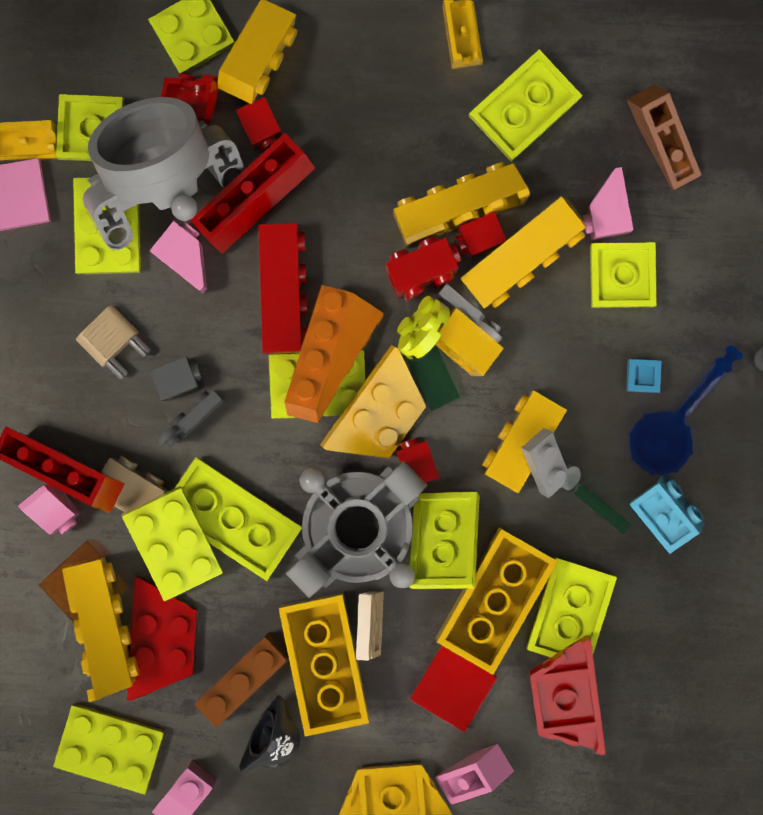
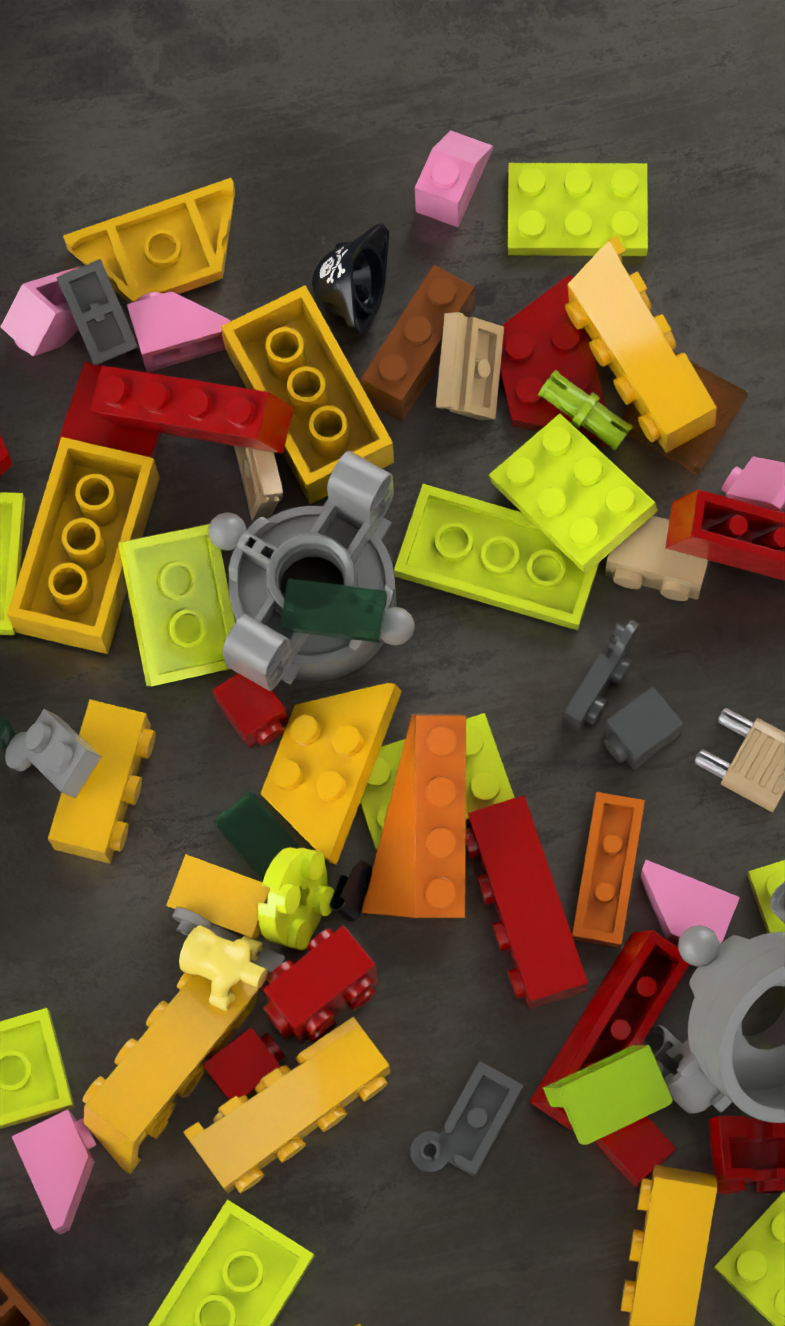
camera: 170 degrees right, 15 degrees down
(147, 599) = (585, 410): none -> lime pin
(213, 651) = (469, 366): none -> tan plate
(224, 296) = (608, 870): none -> orange plate
(265, 145) = (611, 1093): none -> lime panel
(348, 497) = (333, 610): none -> clear green tile
(353, 165) = (471, 1124): none -> dark grey hinge
(386, 326) = (350, 892): none -> black piece
(399, 737) = (174, 329): none -> bright pink slope
(403, 666) = (192, 409): none -> red brick
(447, 759) = (97, 312): none -> dark grey hinge
(478, 295) = (222, 963): none -> light yellow piece

